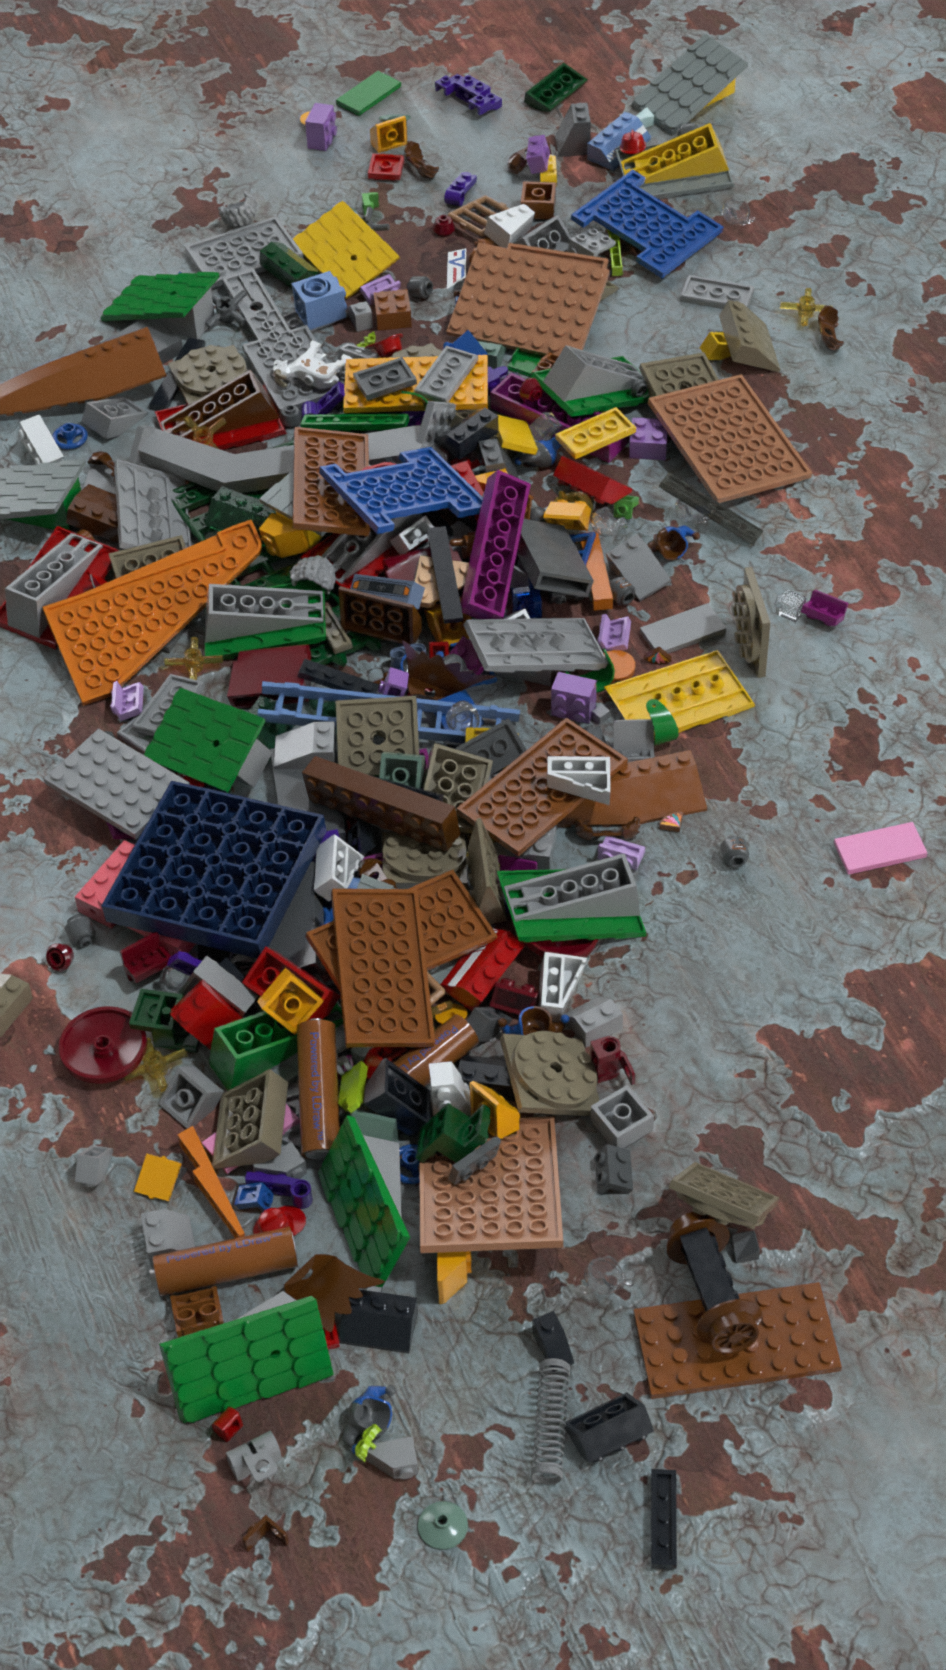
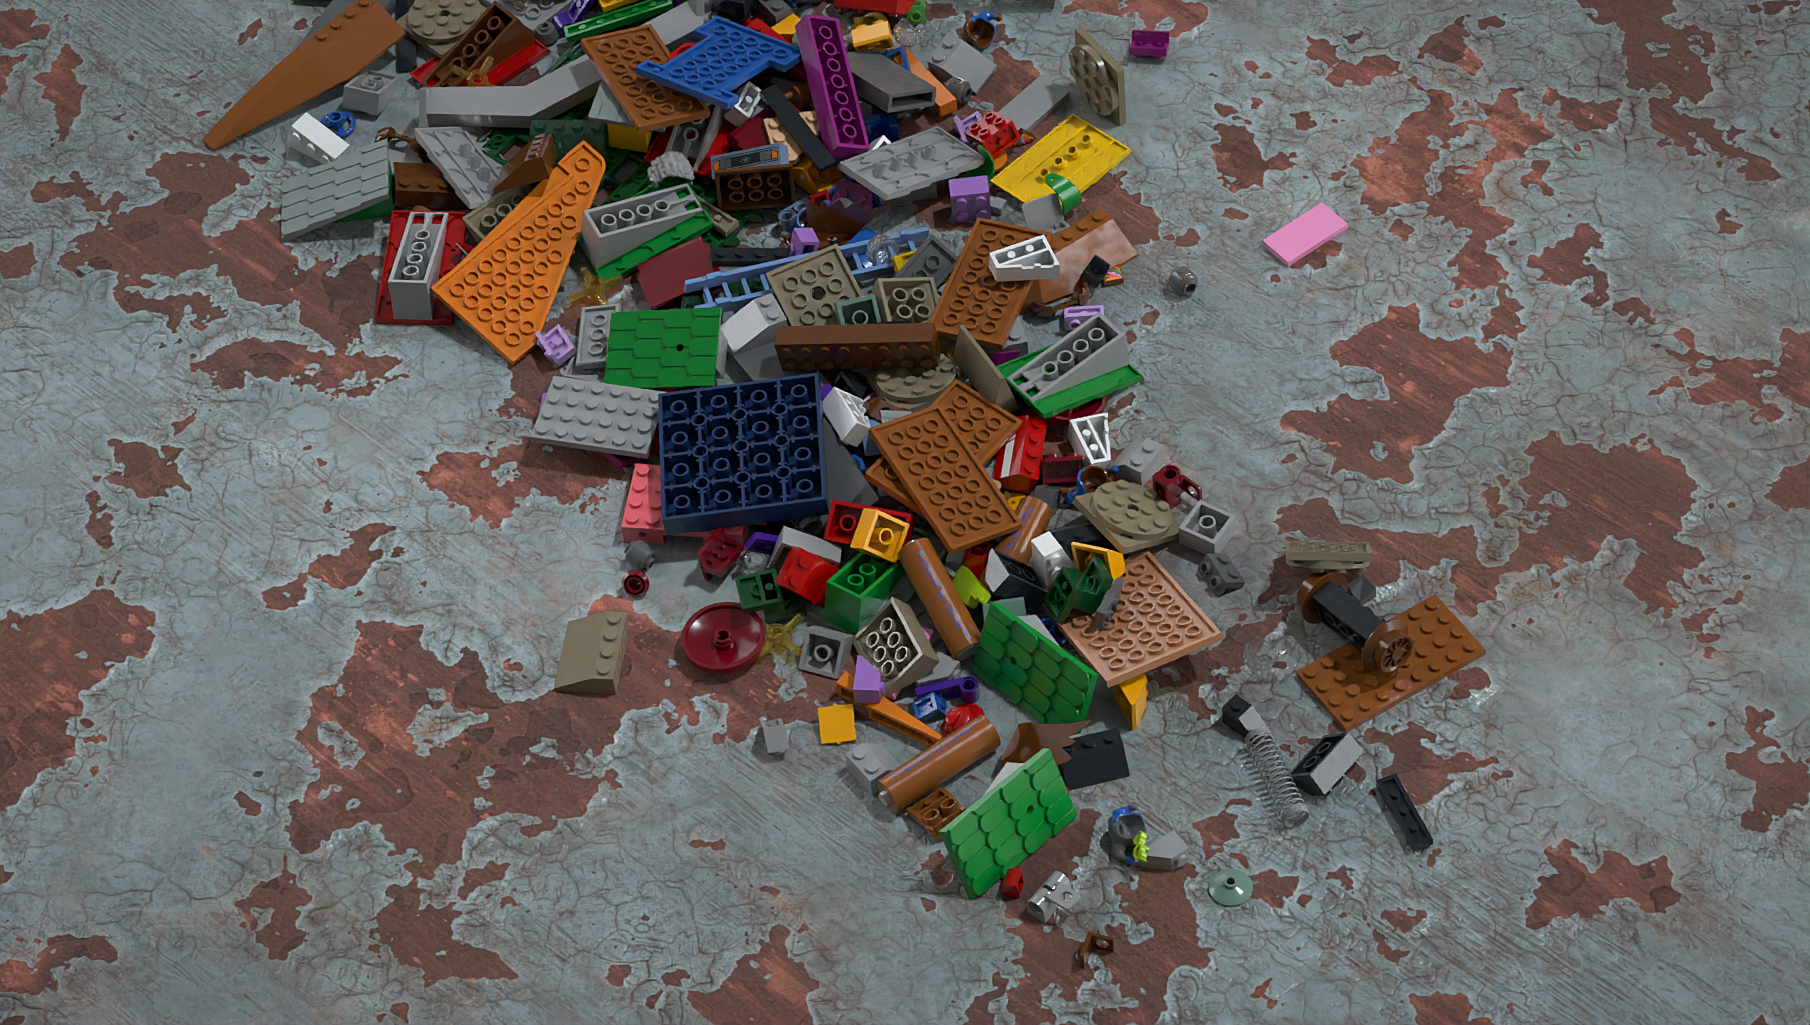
camera: 20 degrees left, 0 degrees up
(195, 525) = (529, 164): none -> reddish brown slope
(200, 1148) = (867, 682): none -> medium lavender slope
(281, 538) = (620, 146): light orange slope -> none
(629, 643) = (994, 133): none -> red bracket
(653, 811) = (1095, 271): none -> black bracket

